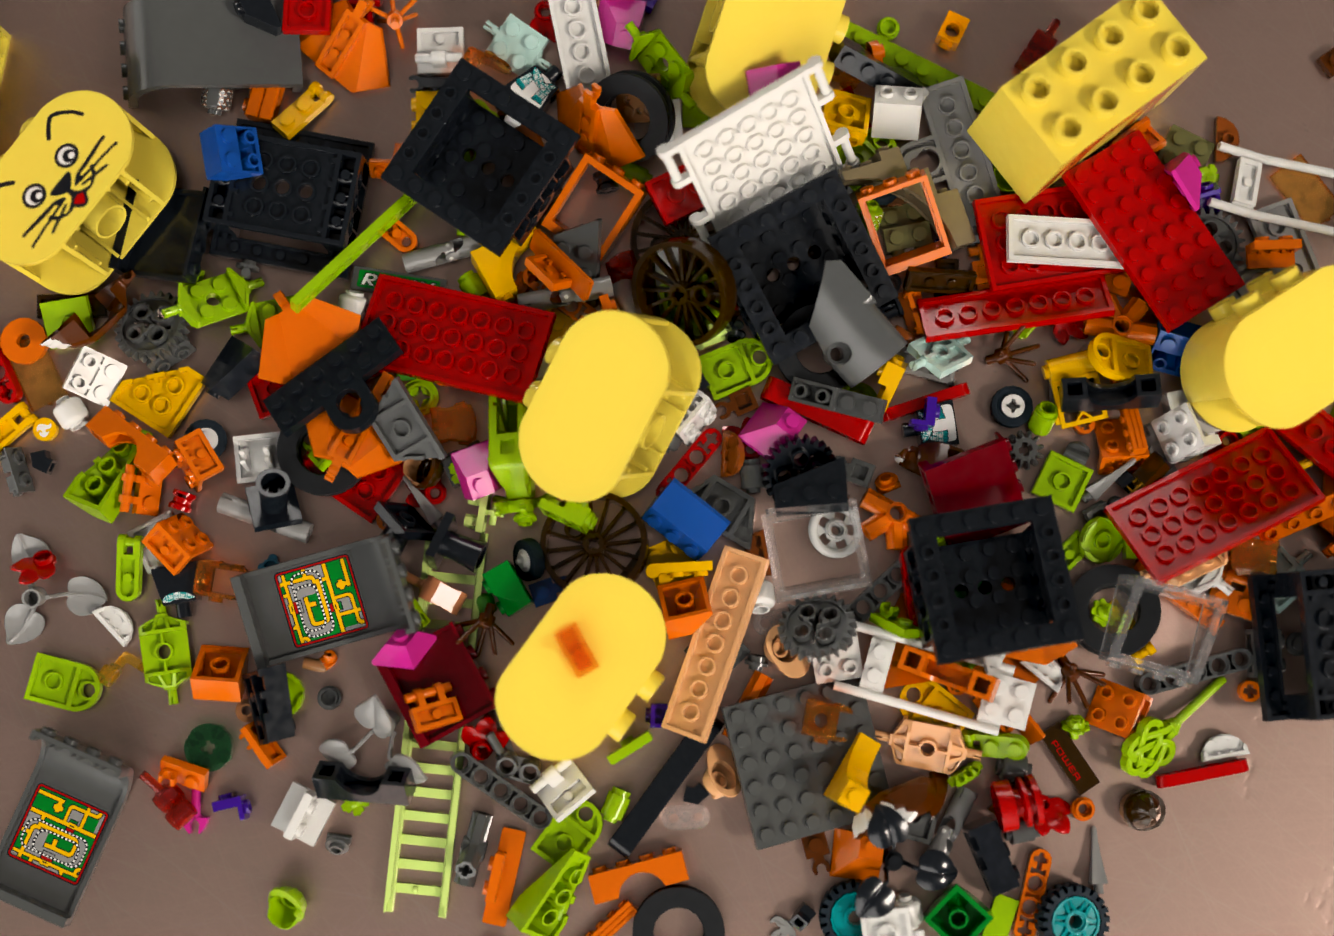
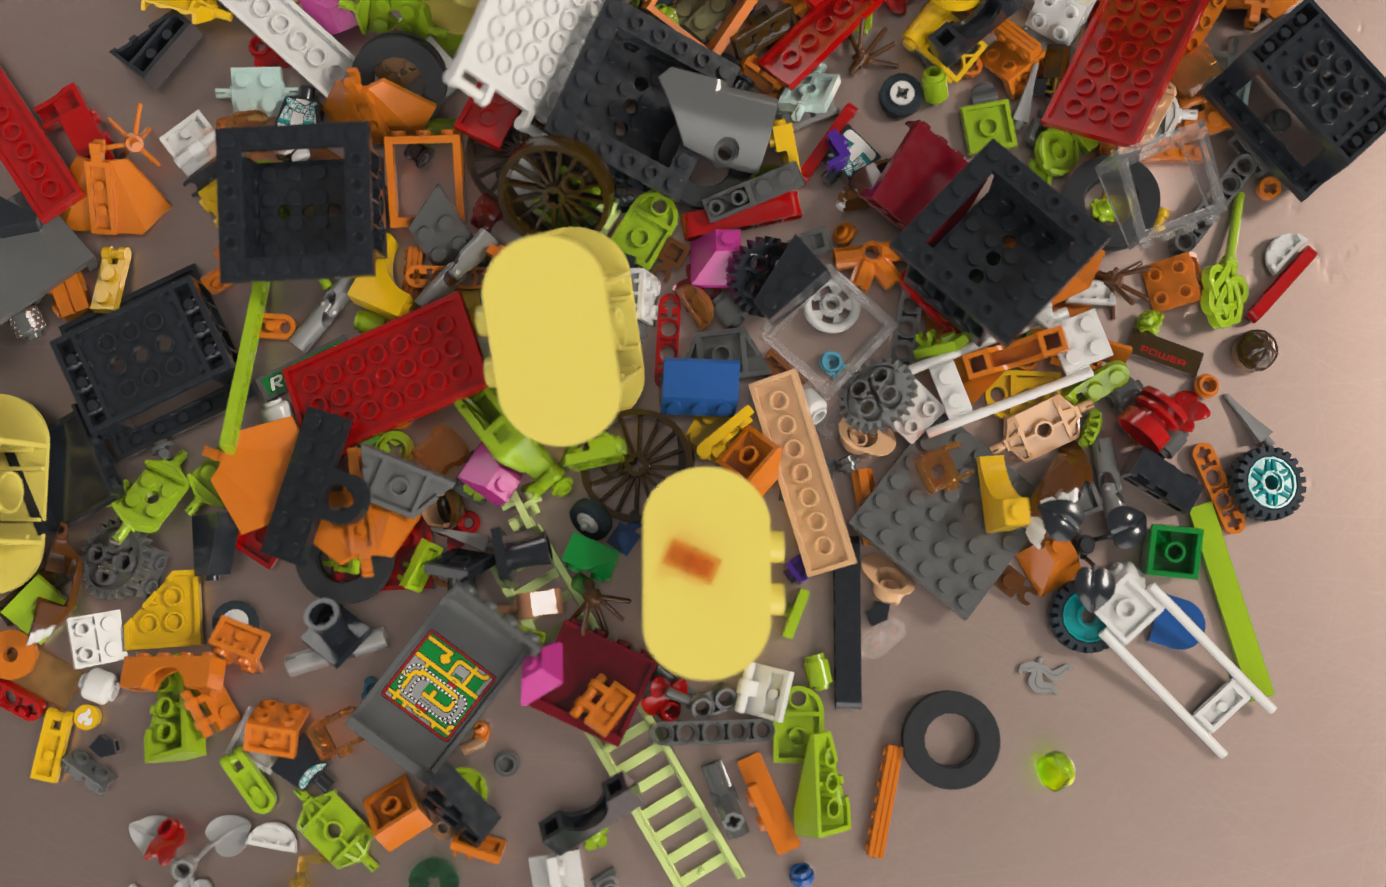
camera: 40 degrees left, 0 degrees up
(181, 503) = (254, 692): red wheel -> none
(230, 152) = (72, 356): blue slope -> none
(254, 455) = (288, 603): white plate -> none
(364, 505) = (415, 575): none -> lime plate
(382, 723) = (568, 749): light grey plant -> none
(556, 268) = (431, 253): orange bracket -> none
(668, 867) = (860, 740): orange arch -> none
(796, 573) = (830, 356): none -> medium azure plate
(802, 916) = (1043, 648): black piece -> none
(1031, 455) = (948, 122): dark grey gear -> none

